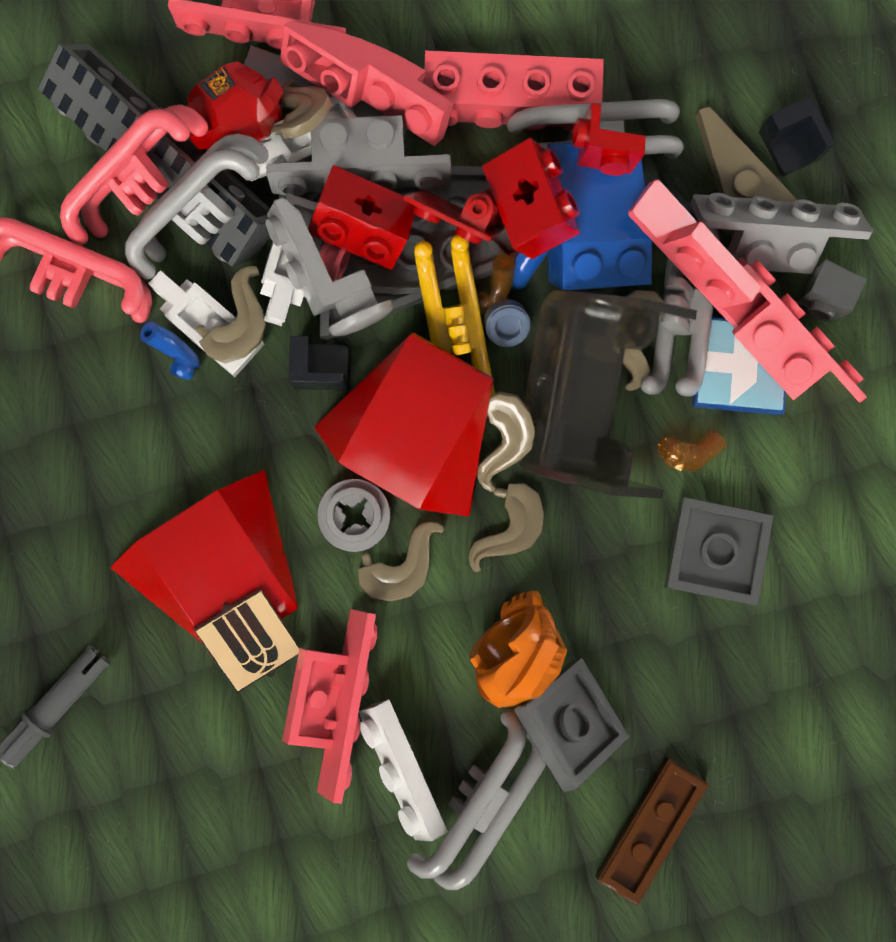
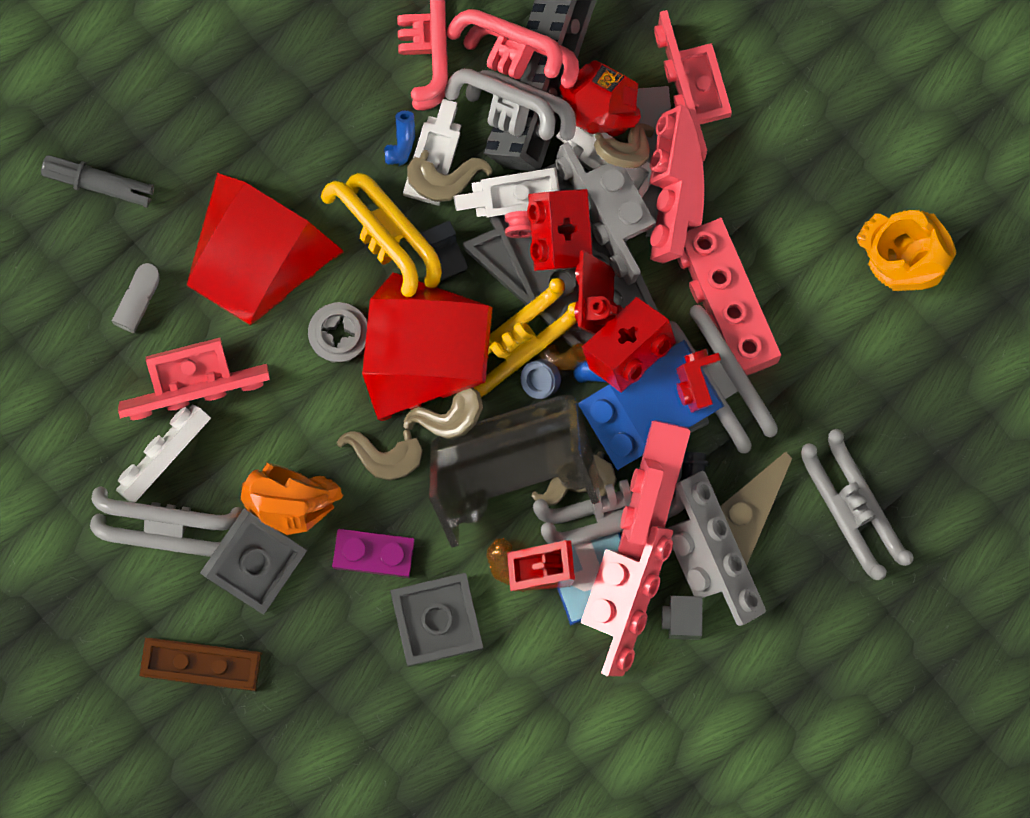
camera: 70 degrees right, 5 degrees down
(209, 720) = (137, 298): none -> light grey bar
(248, 639) = (209, 297): piece -> none
(267, 409) = (385, 229): none -> yellow piece
(307, 271) = (498, 248): light grey piece -> none
(400, 581) = (307, 394): dark tan piece -> none
(613, 586) = (373, 553): none -> magenta plate
(721, 409) = (541, 567): none -> red slope
(790, 69) = (854, 506): none -> light grey piece
(796, 136) = (798, 536): black panel -> none

